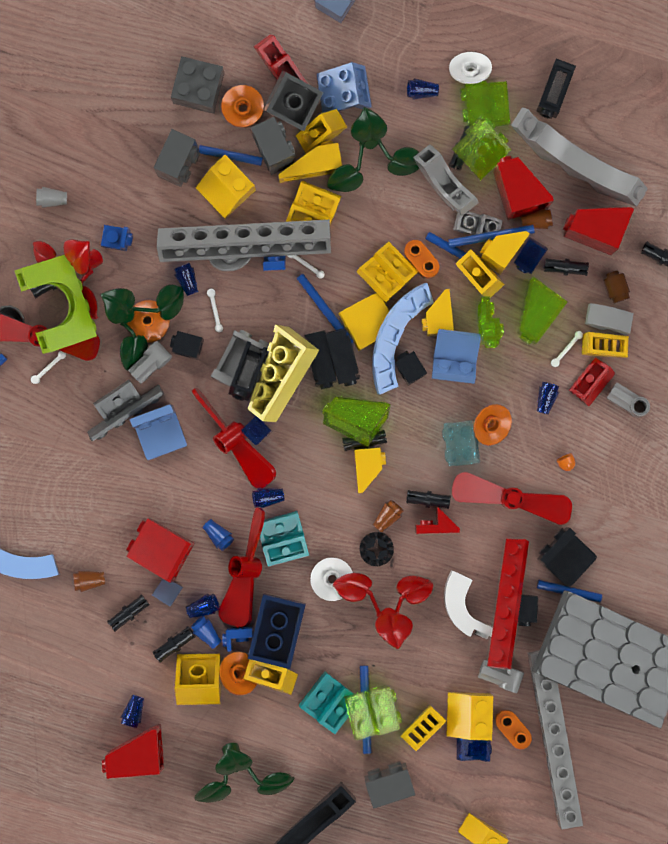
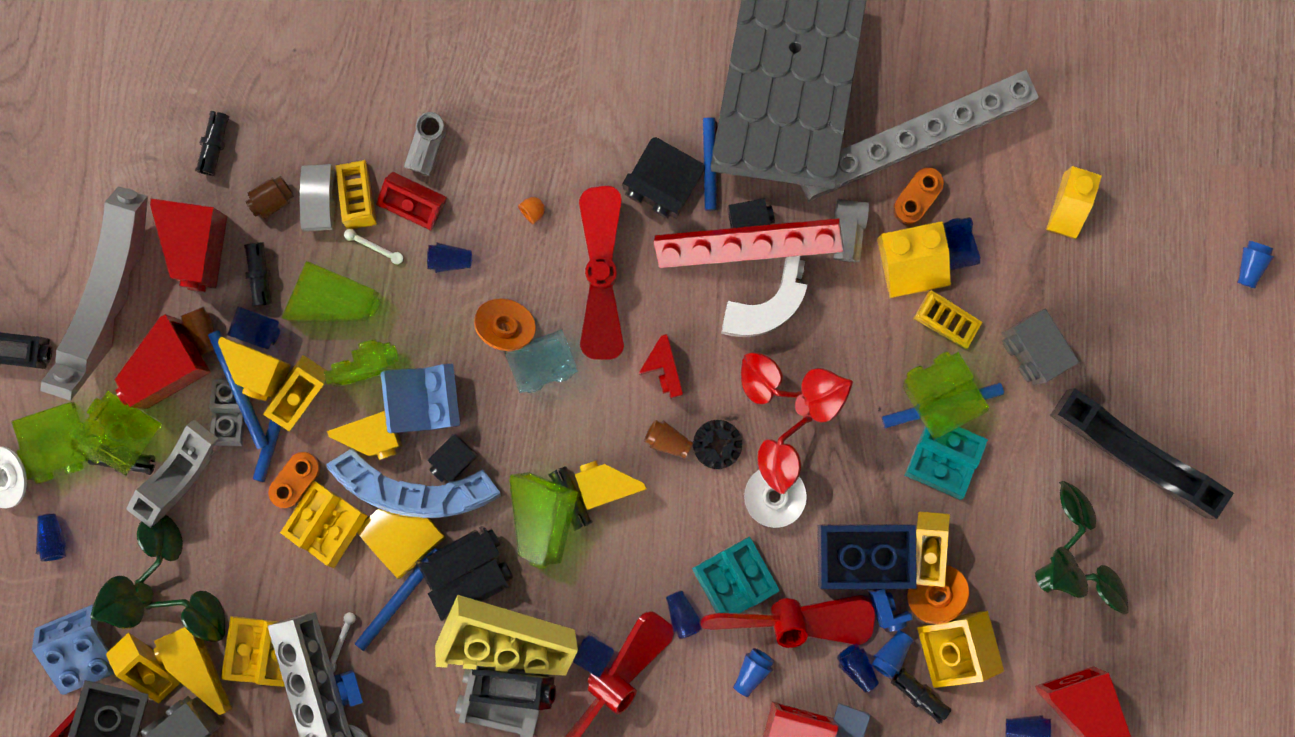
camera: 105 degrees left, 0 degrees up
(428, 499) = (630, 389): black pin -> none

